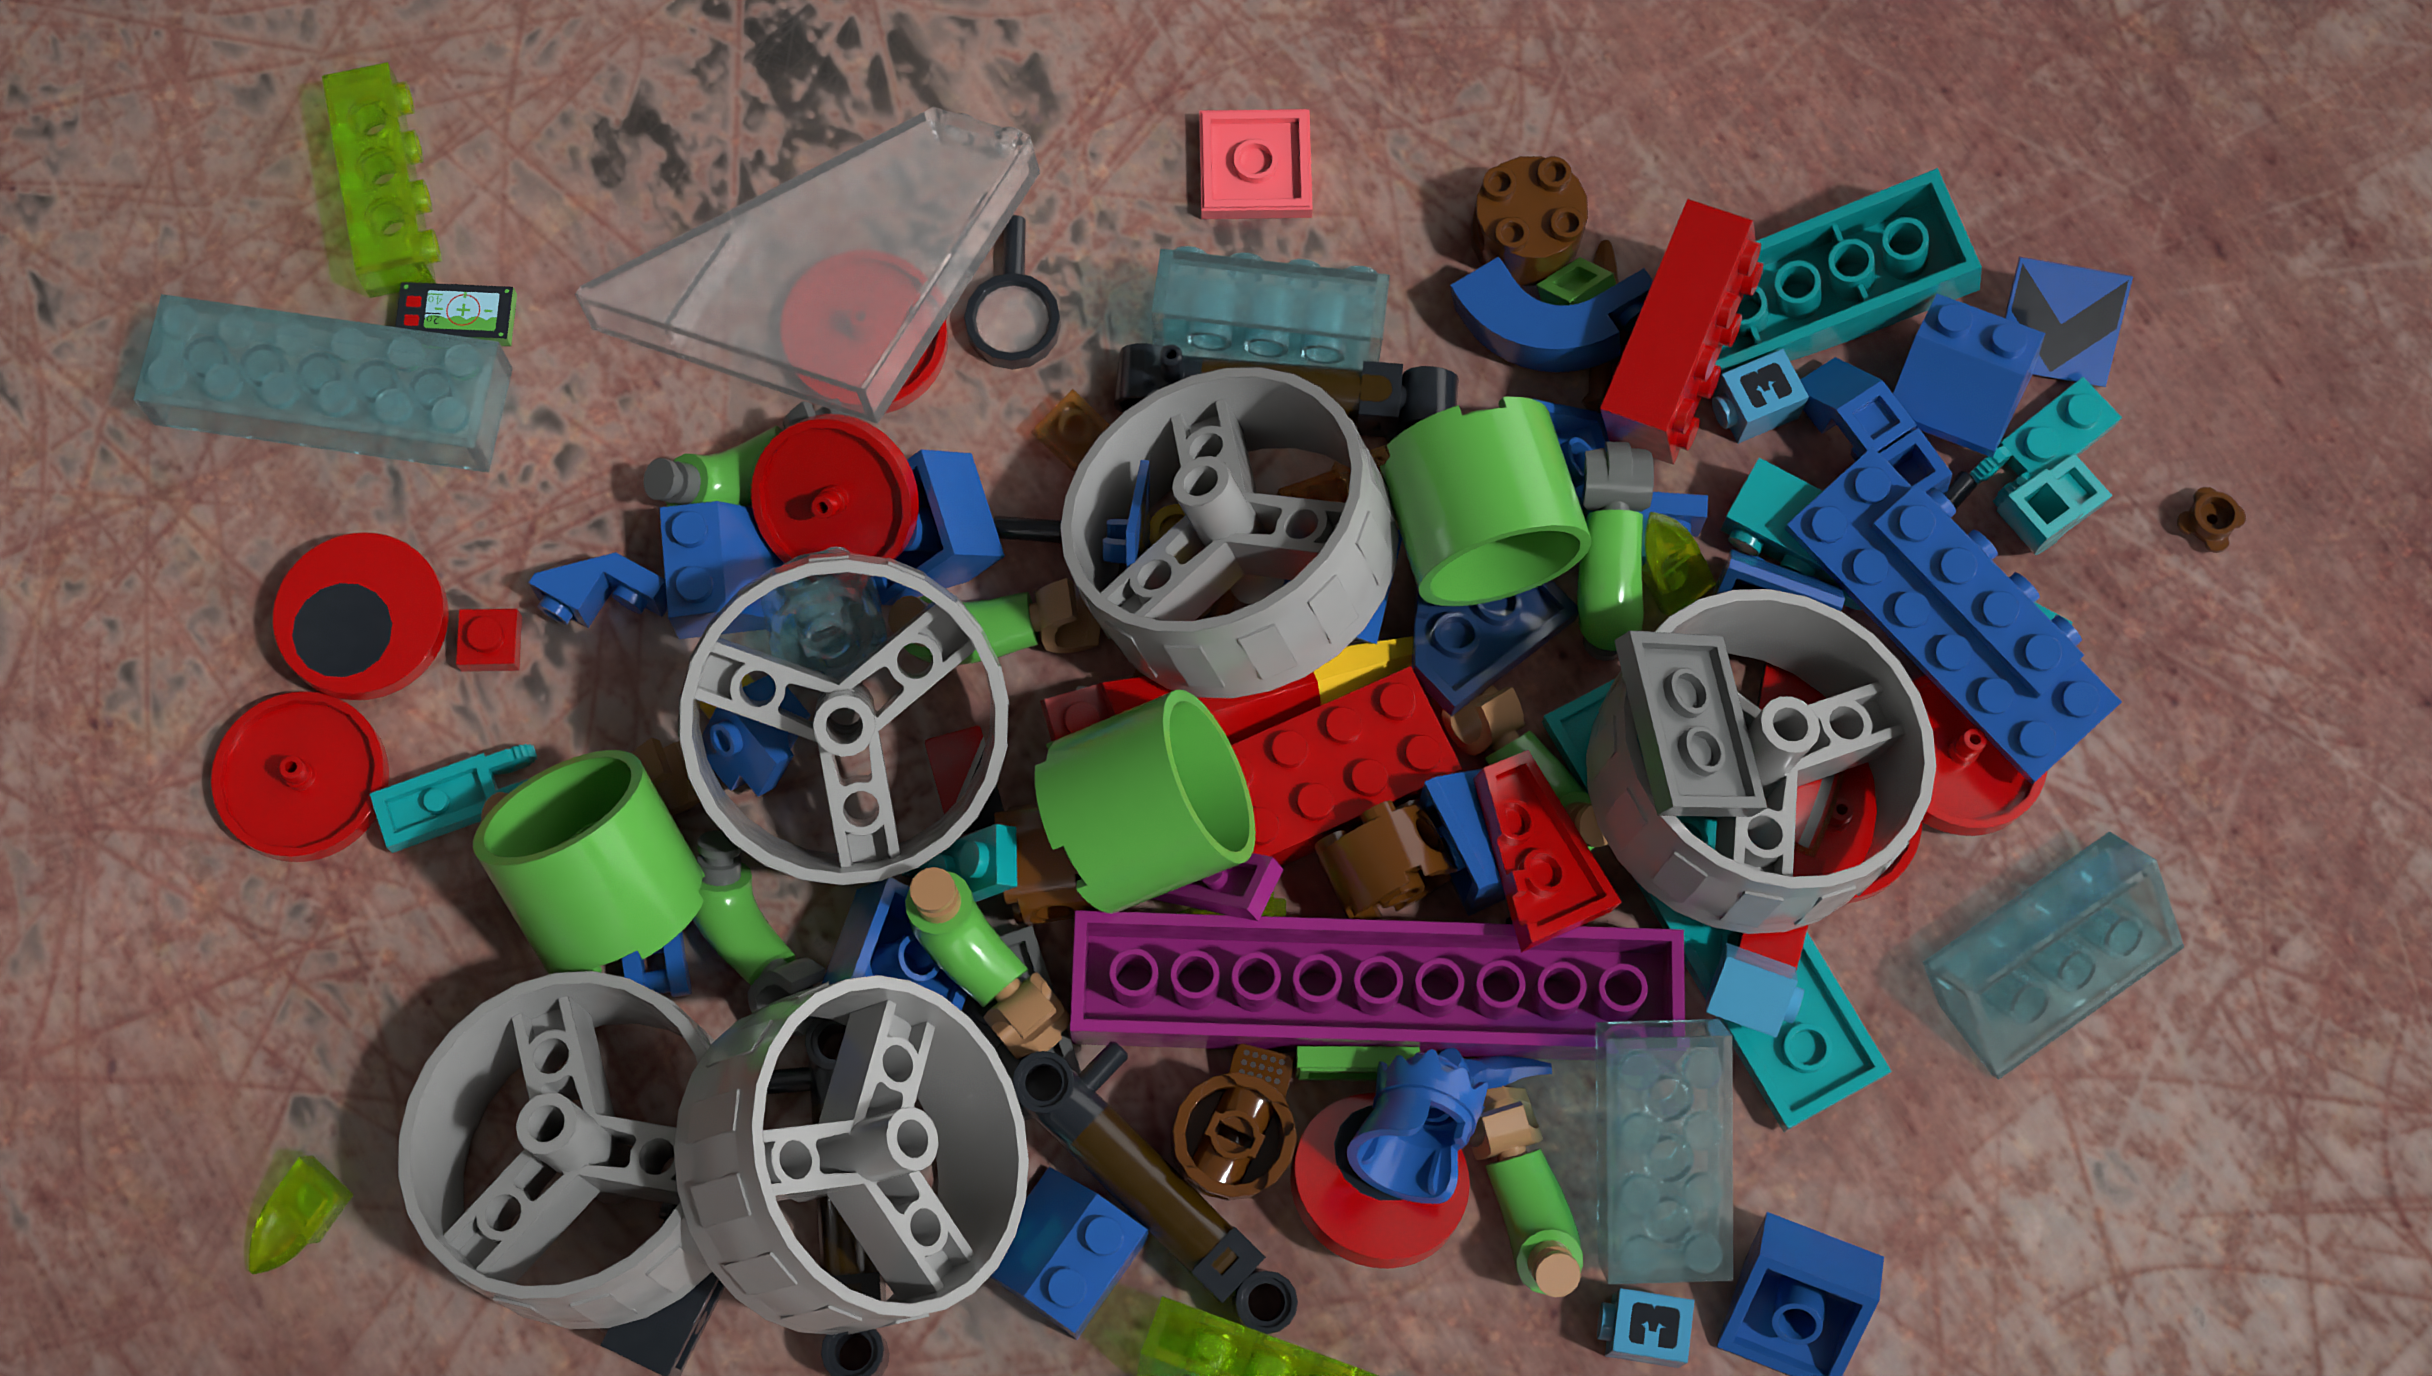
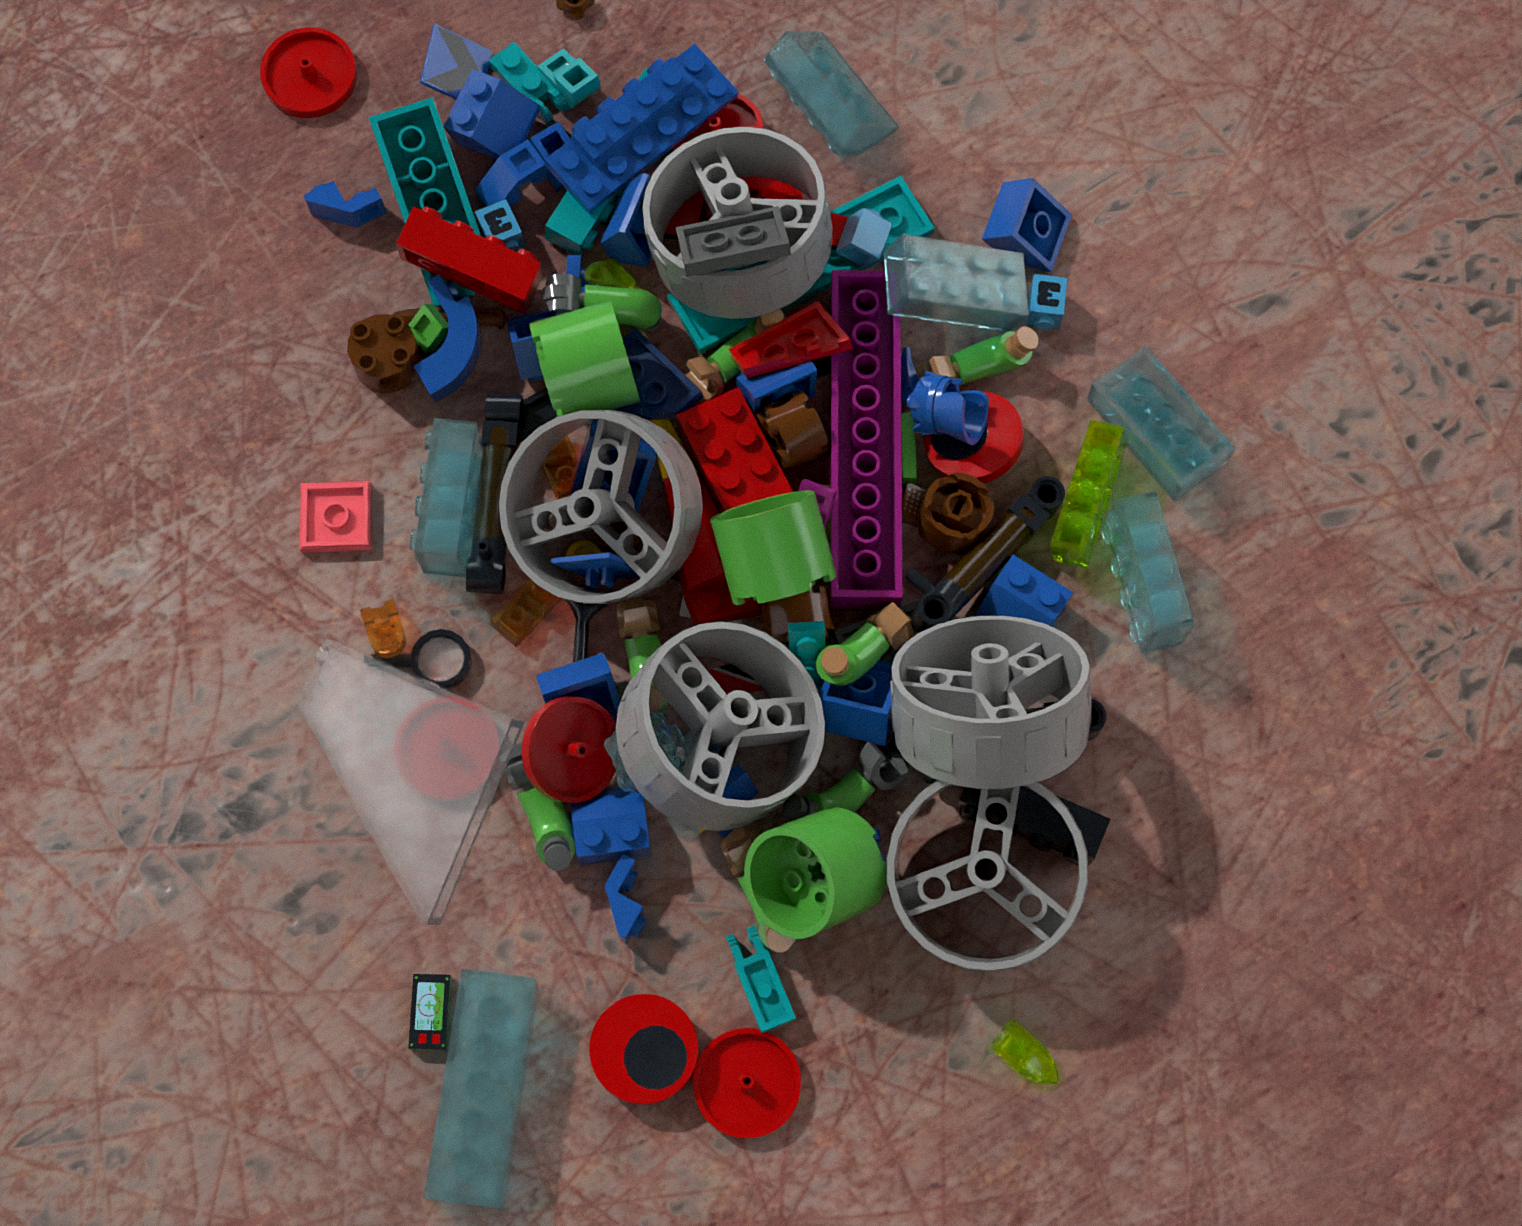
camera: 90 degrees left, 0 degrees up
(355, 104) = (272, 1072): clear neon green brick -> none
(489, 640) = (655, 971): red plate -> none
(1044, 236) = (388, 636): none -> clear orange plate
(1799, 141) = (327, 203): none -> blue slope
(2043, 100) = (308, 72): none -> red piece

